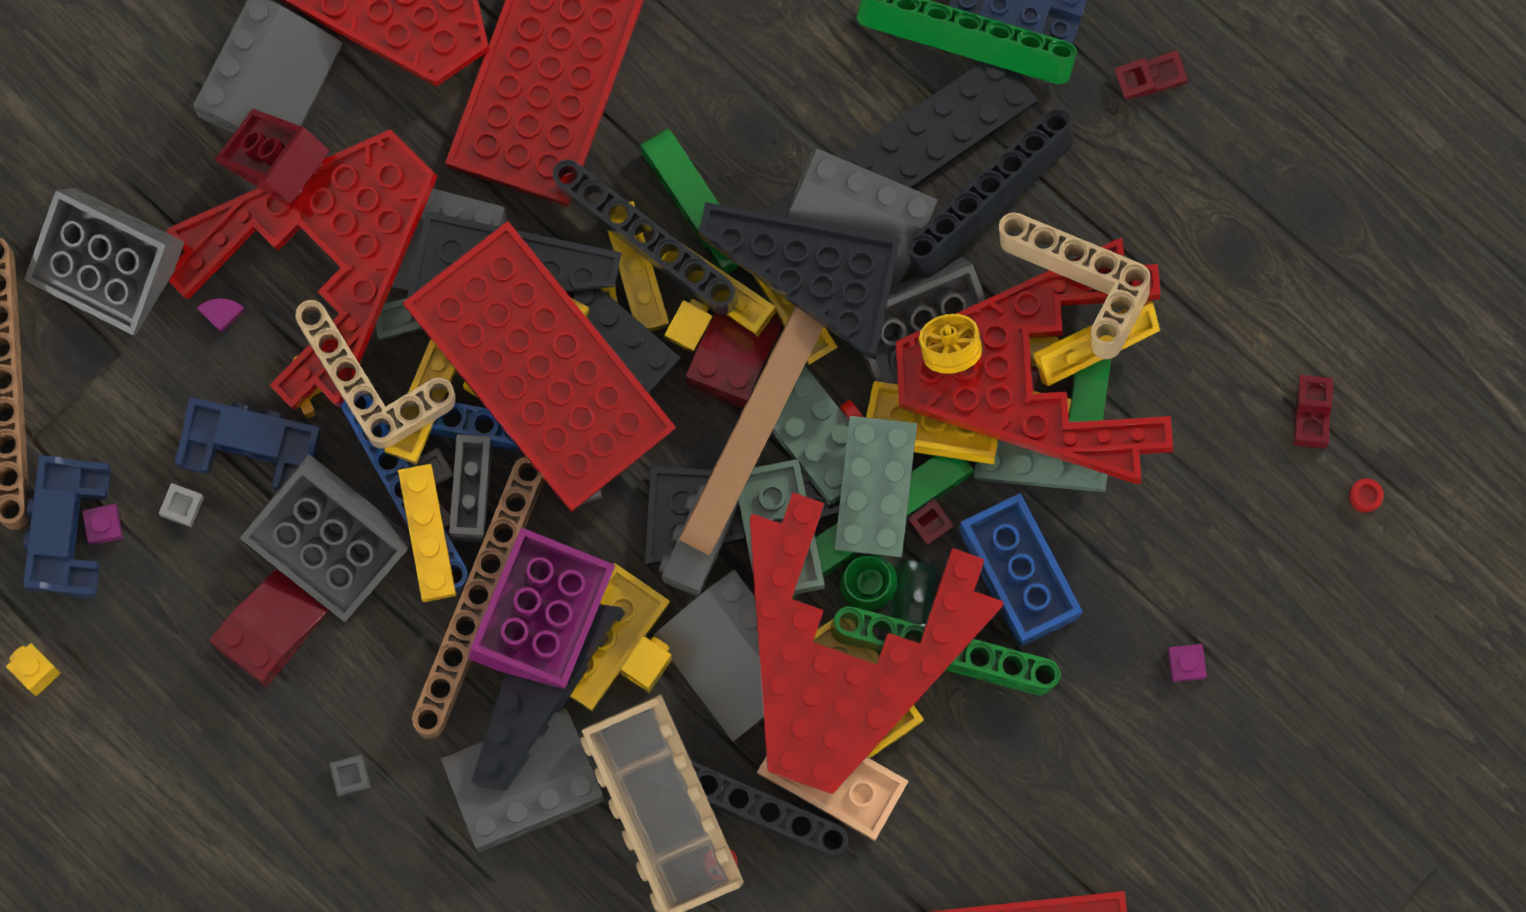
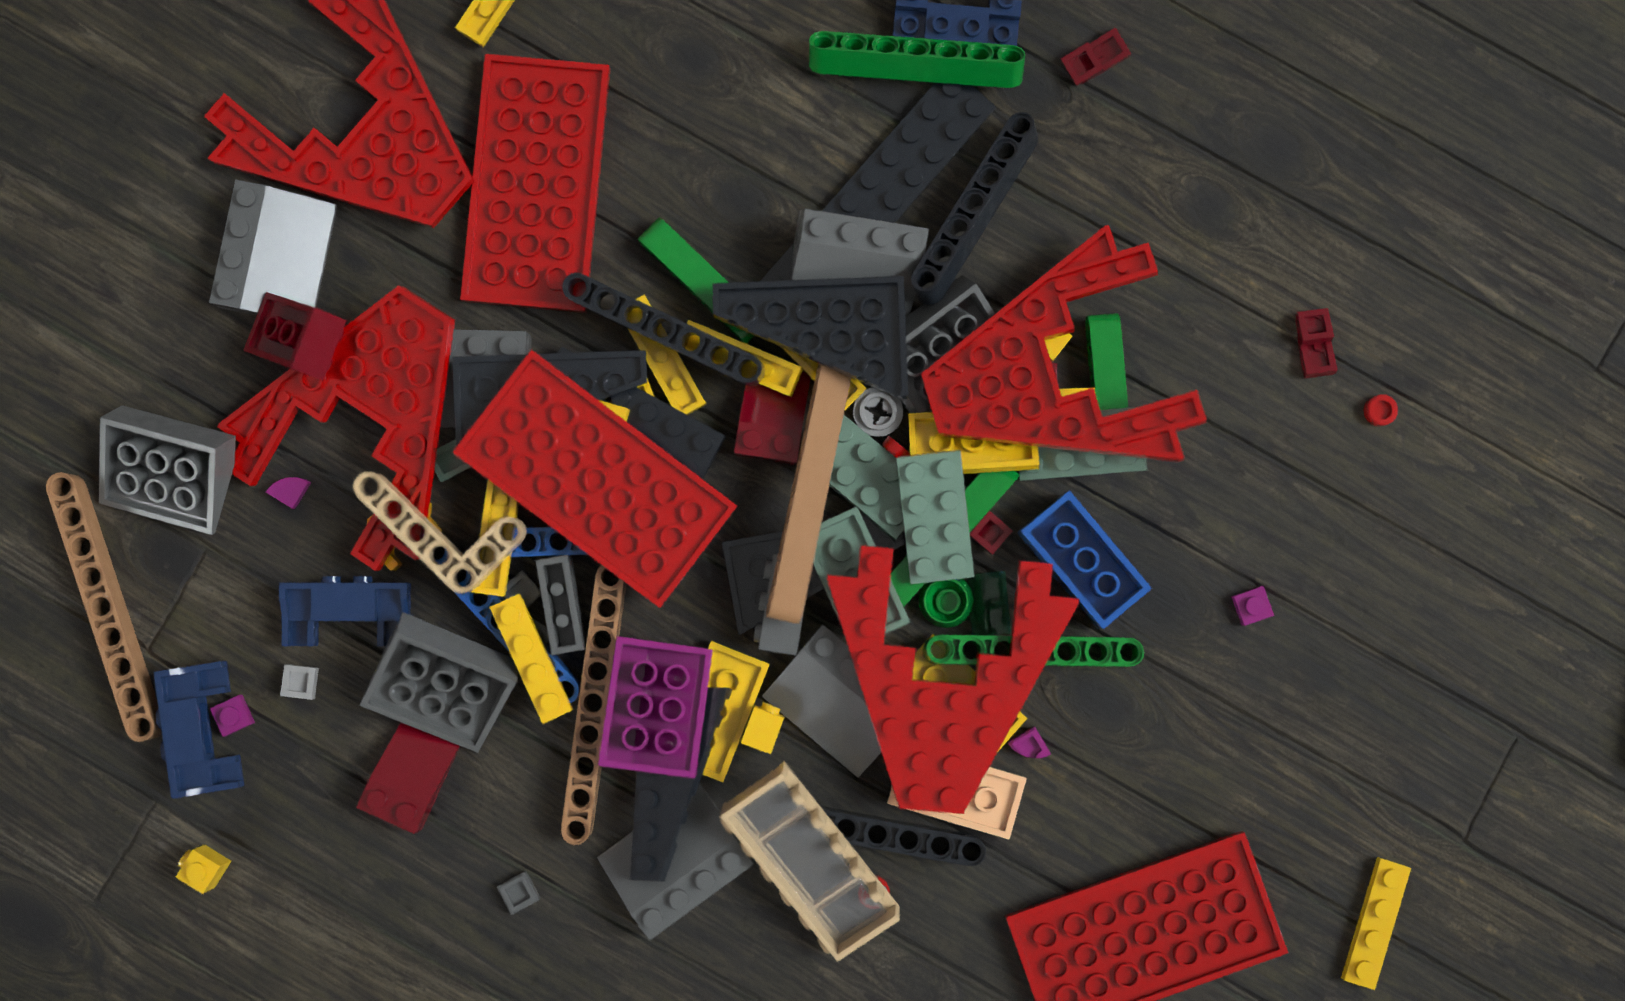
camera: 15 degrees left, 10 degrees up
(688, 325) = (724, 401): yellow brick -> none
(838, 360) = (864, 418): none -> light grey gear
(920, 750) = (1030, 744): none -> magenta tile
(949, 336) = (974, 366): yellow wheel -> none
(1076, 350) = (1107, 330): yellow plate -> none
(1085, 272) = (1084, 268): tan beam -> none

